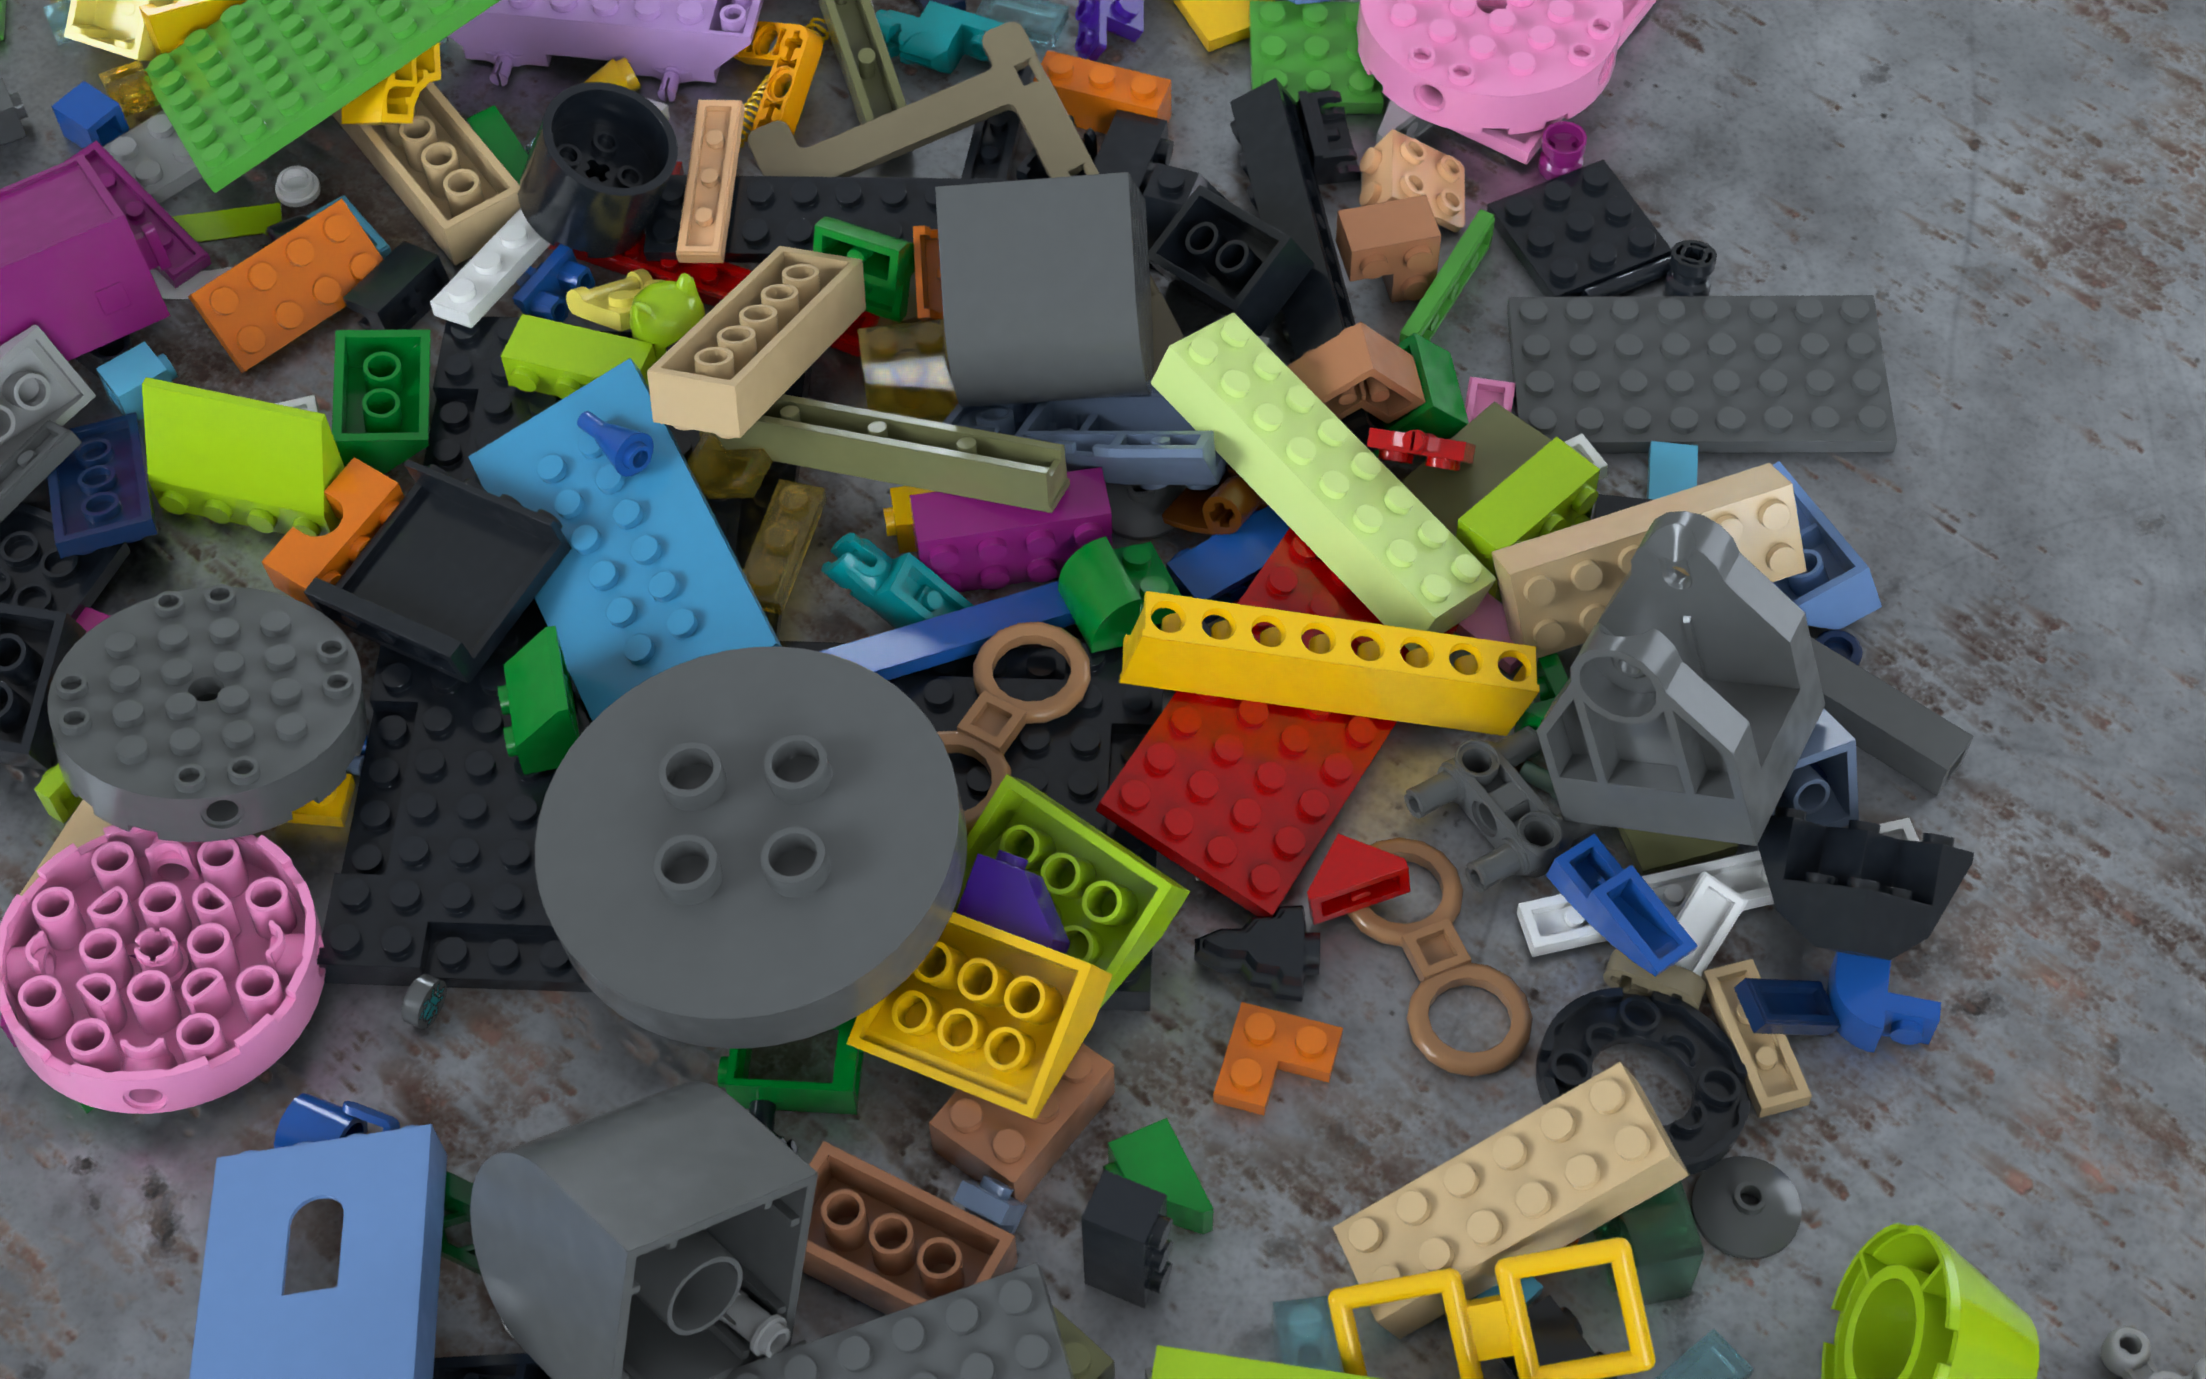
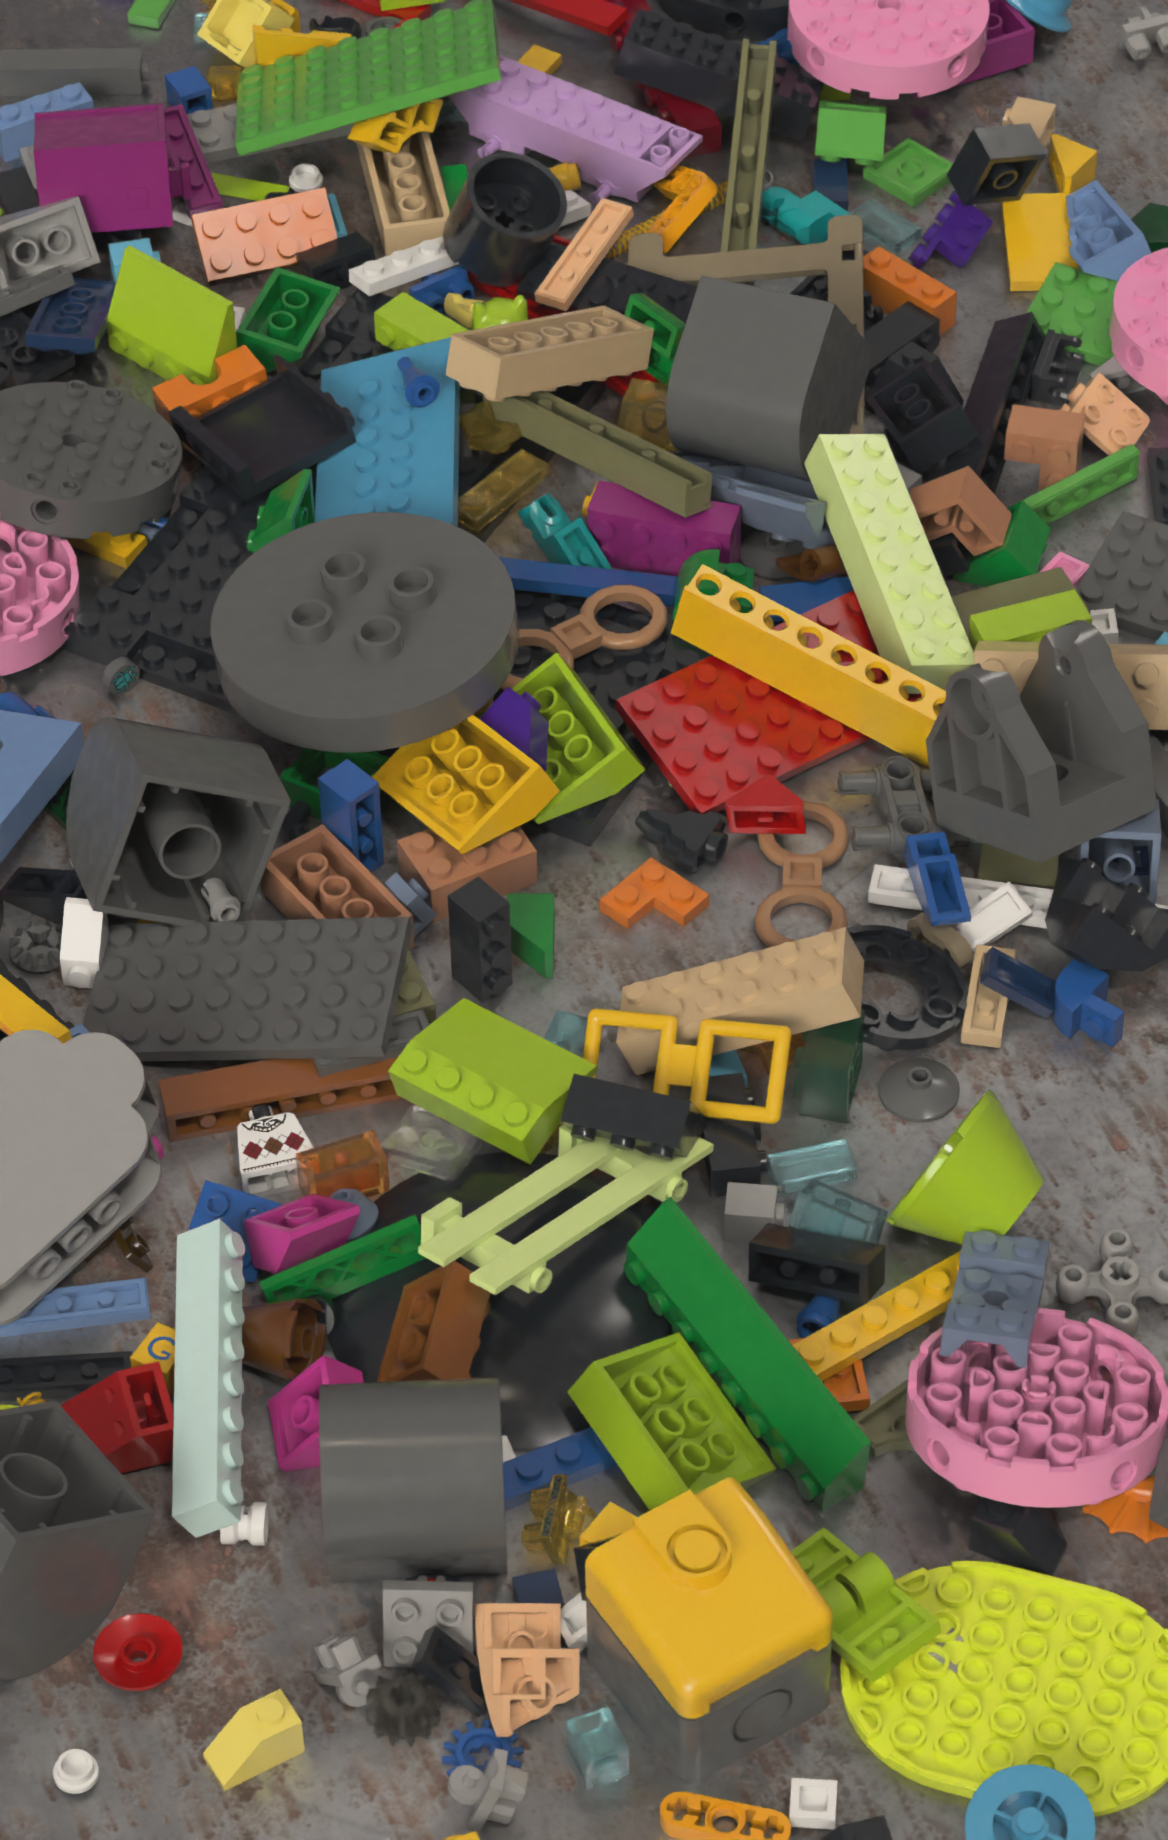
camera: 25 degrees right, 10 degrees down
(860, 1112) = (353, 812): none -> blue brick
(1403, 446) = (973, 567): red plate -> none

